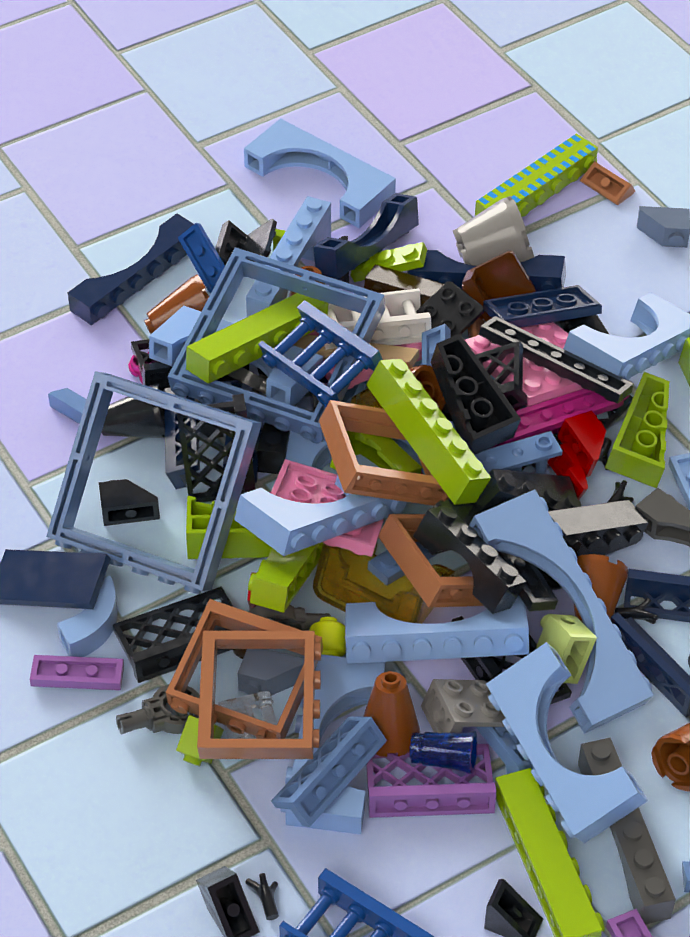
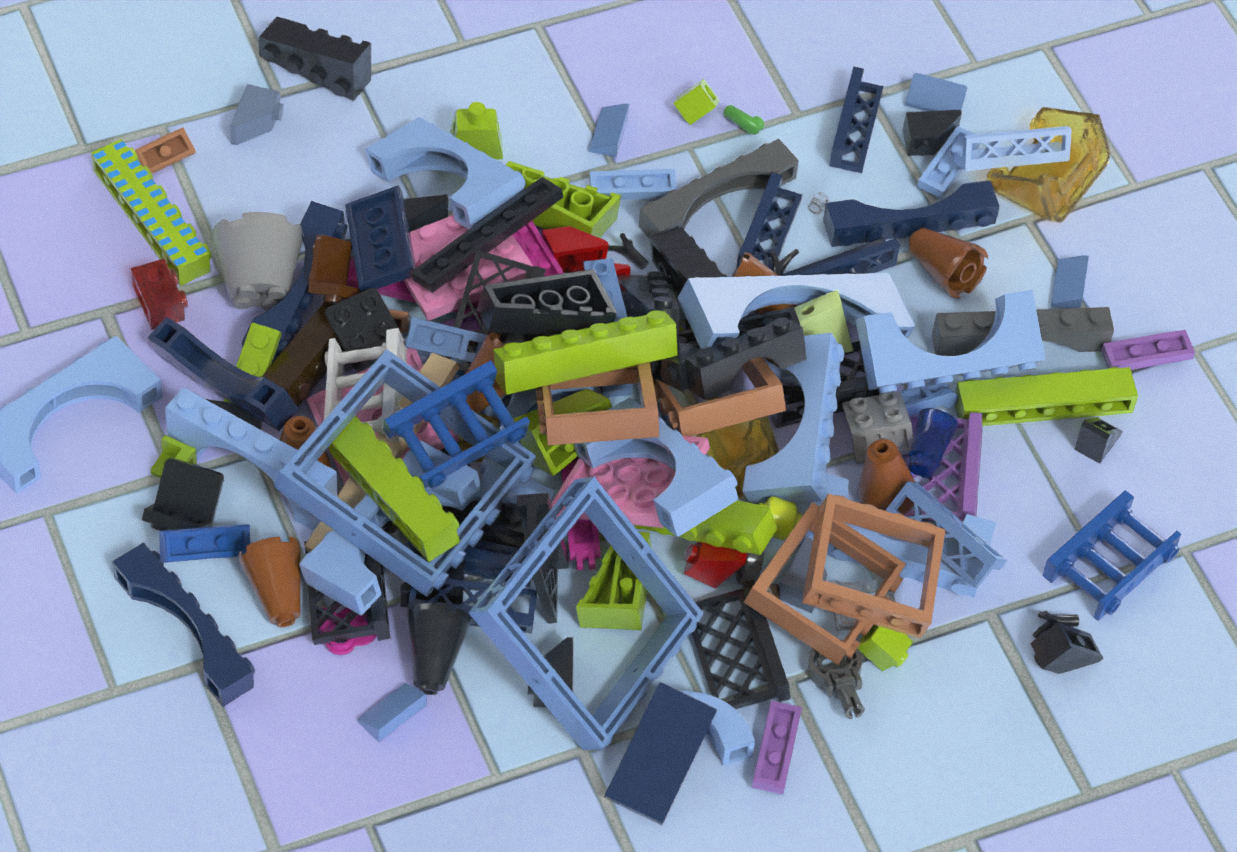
camera: 85 degrees left, 5 degrees up
(452, 201) = (158, 292): none -> clear red brick

